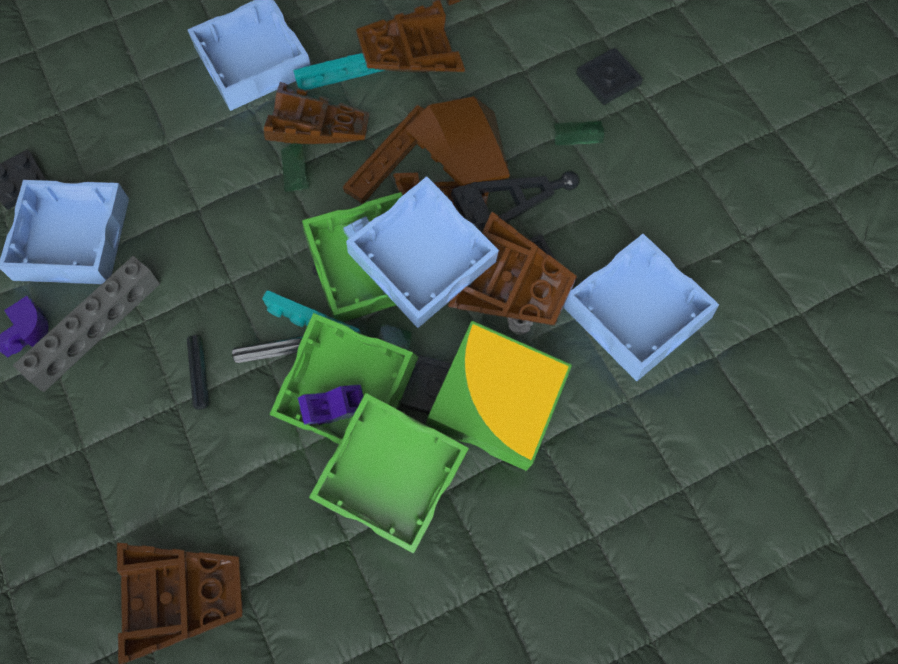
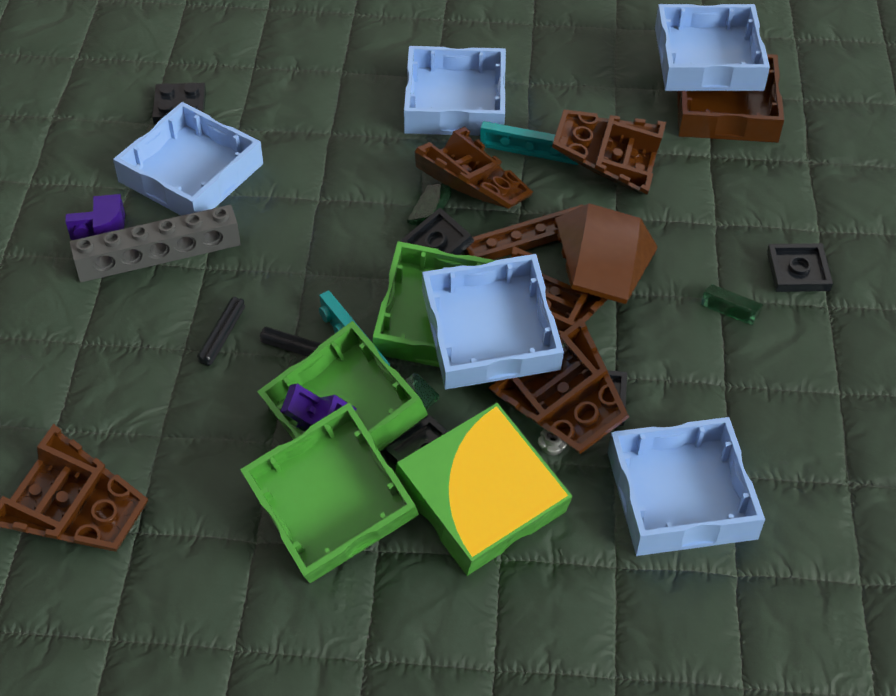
camera: 25 degrees right, 15 degrees down
(323, 194) = (441, 233): none -> black plate
(473, 208) = (570, 308): black plate -> none

